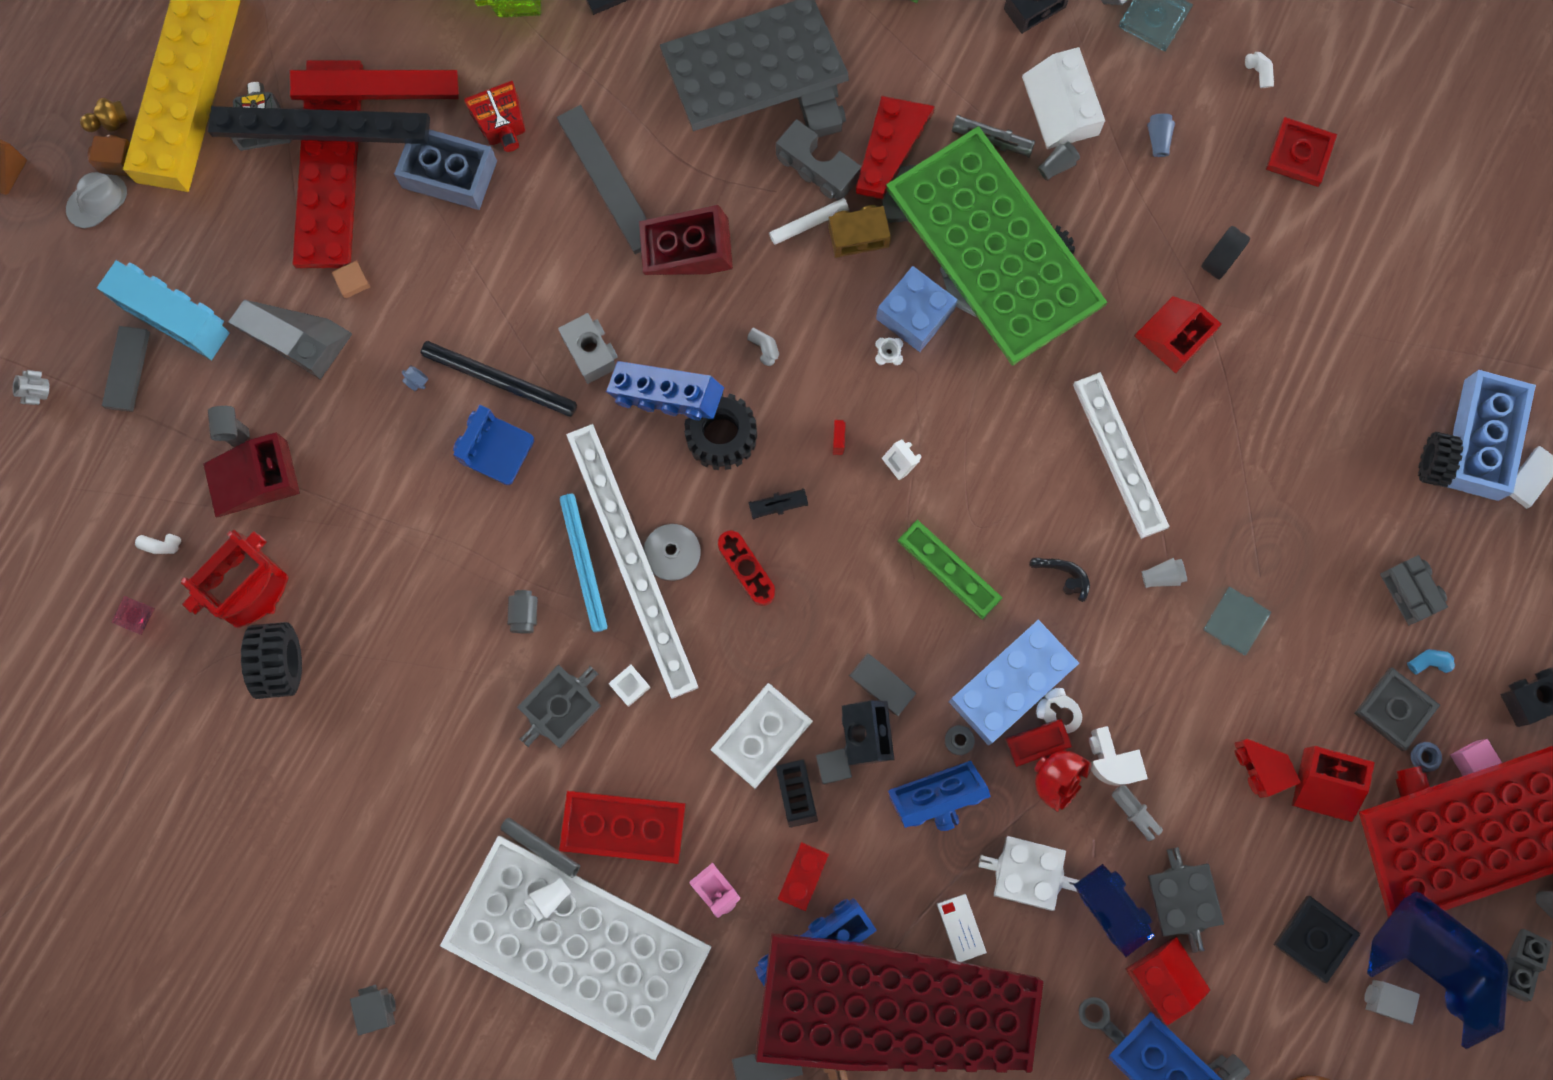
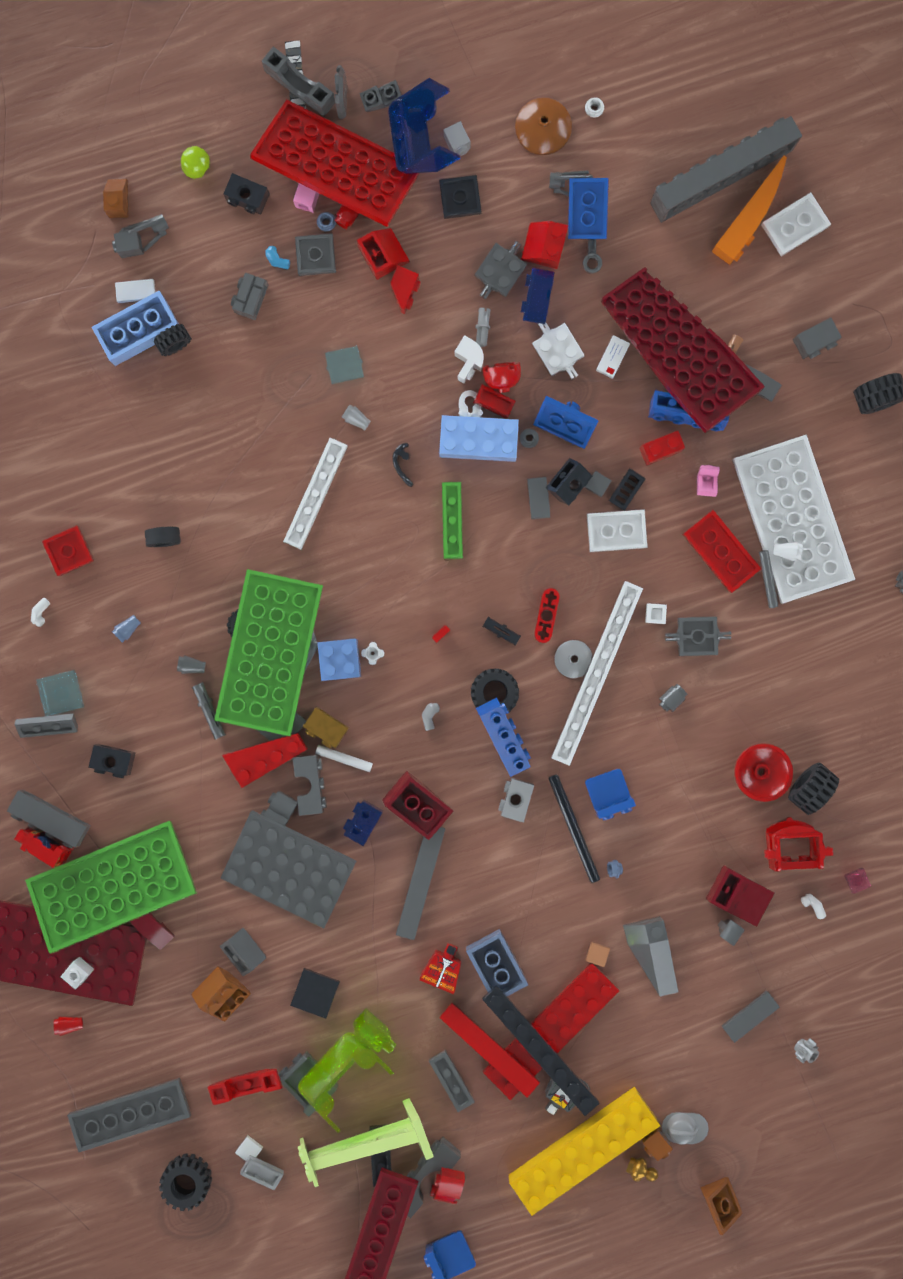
camera: 135 degrees left, 10 degrees up
(164, 309) = (706, 1025): medium azure brick -> none
(326, 625) = (776, 775): none -> red dish
(385, 24) = (451, 1081): none -> dark grey plate
(583, 563) = (620, 695): medium azure axle -> none
(725, 177) = (363, 822): none -> clear blue brick
(901, 459) = (422, 593): white tile -> none
(1064, 99) = (154, 694): white slope -> none
(1178, 332) = (227, 523): red slope -> none

